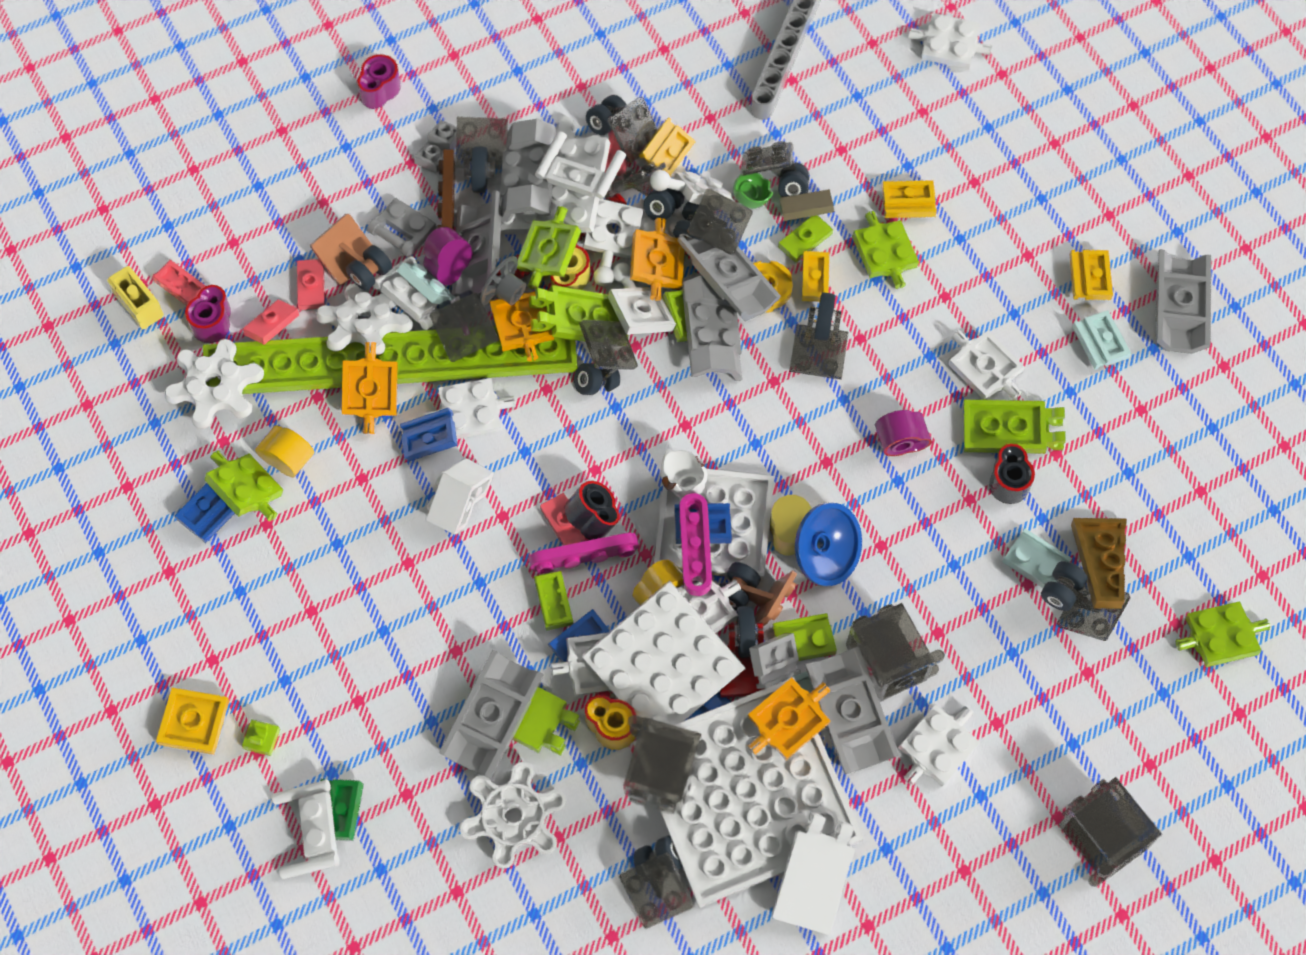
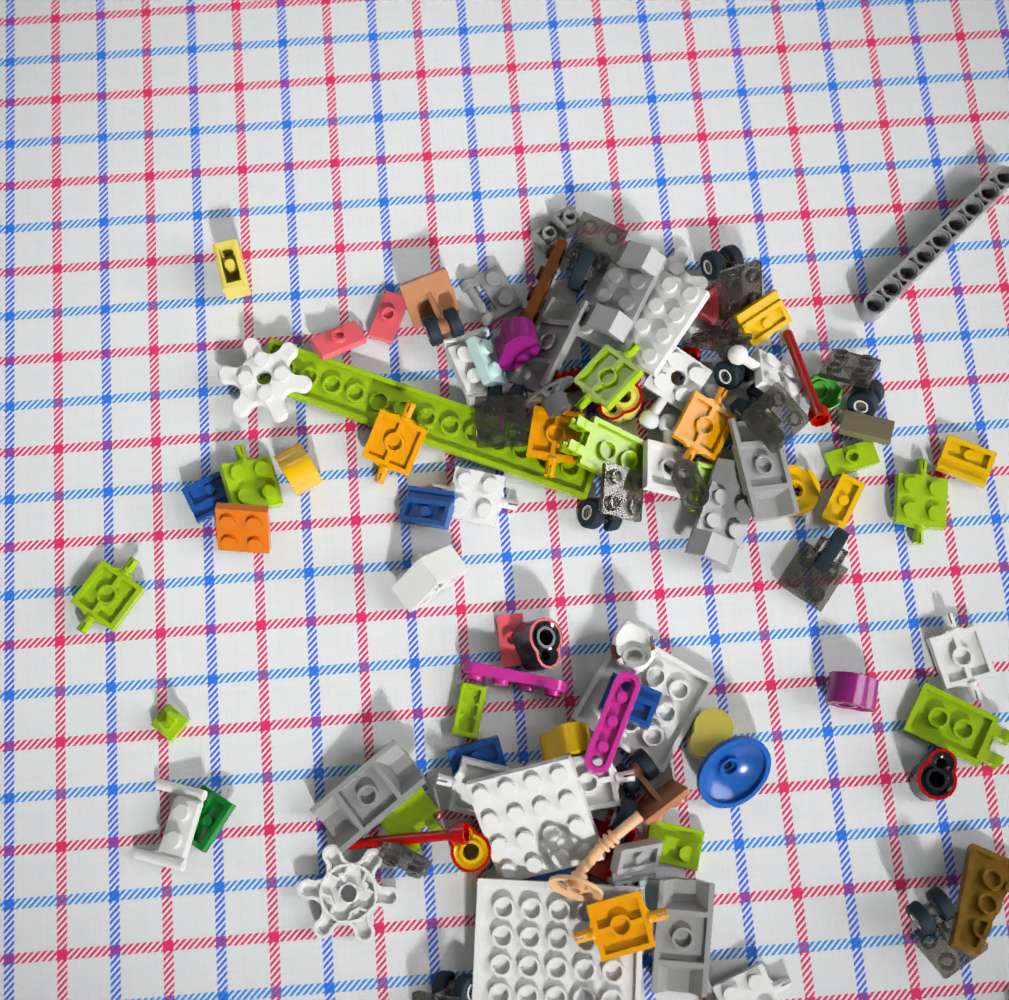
camera: 25 degrees right, 10 degrees up
(143, 645) = (108, 595): none -> lime plate
(178, 282) = (277, 271): coral plate -> none
(192, 721) = (119, 683): yellow plate -> none
(209, 314) = (288, 311): magenta piece -> none
(254, 524) = (243, 527): none -> orange plate
(370, 330) = (417, 386): white plate -> none
(378, 81) = (531, 143): magenta piece -> none
(554, 757) = (405, 859): none -> clear smoke plate
(576, 175) = (662, 319): white plate -> none
(593, 707) = (457, 834): none -> red piece
(661, 764) = (488, 918): clear smoke container -> none
(669, 313) = (690, 485): none -> clear smoke plate
(729, 692) = (577, 882): none -> light nougat dish
(756, 202) = (818, 413): none -> red piece
(893, 651) = (744, 898): clear smoke container -> none
(1034, 558) = (919, 865): light aqua plate -> none

